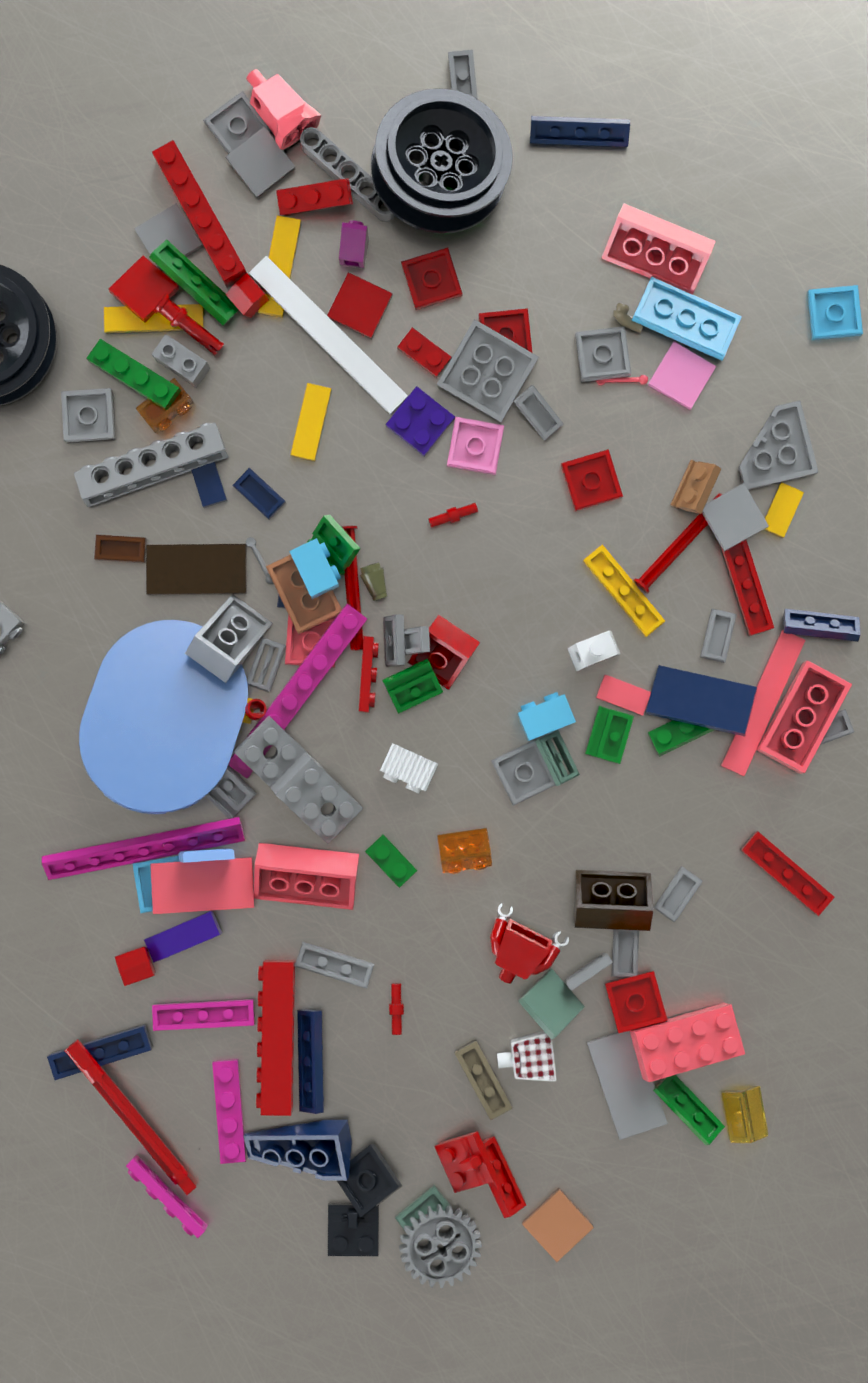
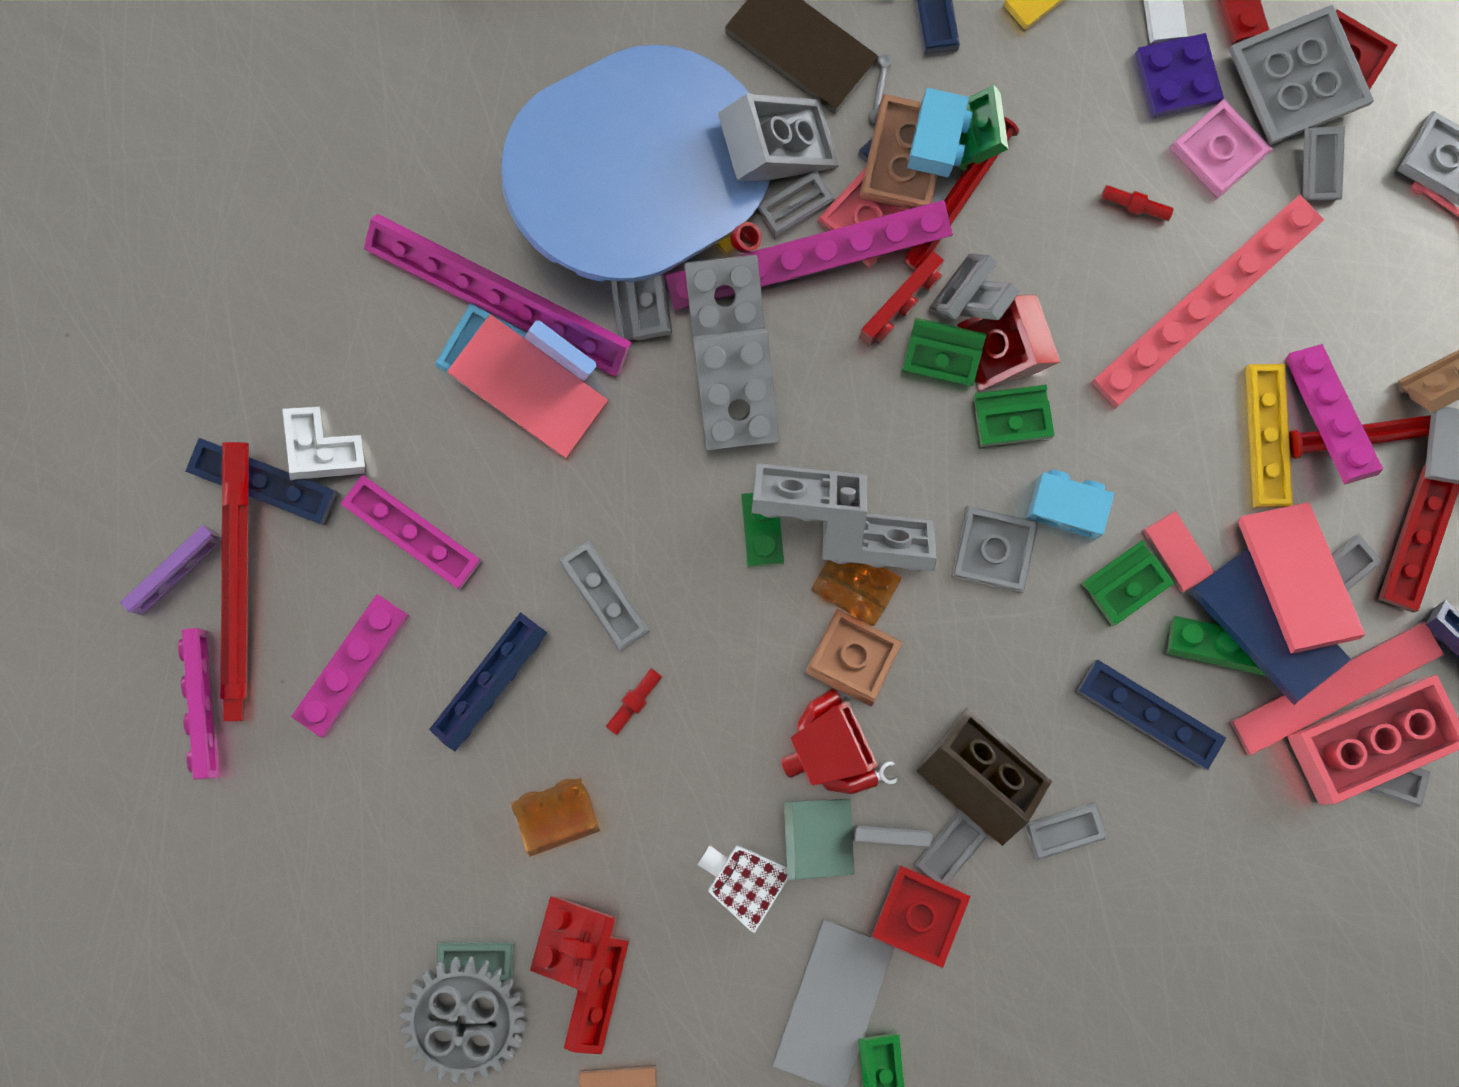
camera: 35 degrees right, 5 degrees down
(92, 1138) = (171, 571): none -> medium lavender tile
(118, 1015) = (316, 456): none -> white plate
(135, 966) = (380, 416): red piece -> none
(183, 936) = (461, 426): dark purple slope -> none
(277, 1037) = (471, 624): red brick -> none
(305, 876) = (652, 468): coral slope -> none
(310, 1147) = (407, 781): dark blue wedge -> none
(351, 1233) = (378, 917): black hinge -> none
(369, 1180) = (441, 871): black hinge -> none
(374, 580) = (991, 204): olive cone -> none
(403, 1103) = (555, 816): none -> clear orange bracket
(409, 768) = (866, 438): white brick -> none
(440, 827) = (848, 529): none -> light grey bracket
(477, 690) = (1013, 415): none -> green plate
(483, 1080) = (668, 865): dark tan plate -> none
(494, 892) = (854, 657): none -> nougat tile
(534, 540) = (1207, 301): none -> coral plate
(554, 760) = (1041, 560): sand green tile -> none
(591, 480) = (1326, 286): red tile -> none
(593, 650) = (1187, 473): white torso -> none
(648, 554) = (1333, 414): none -> dark pink plate
(675, 796) = (1151, 714): none -> dark blue plate
(687, 1042) = (945, 1014): coral brick -> none
(698, 660) = (1300, 578): none -> coral tile
(787, 873) = (1216, 910): red plate -> none

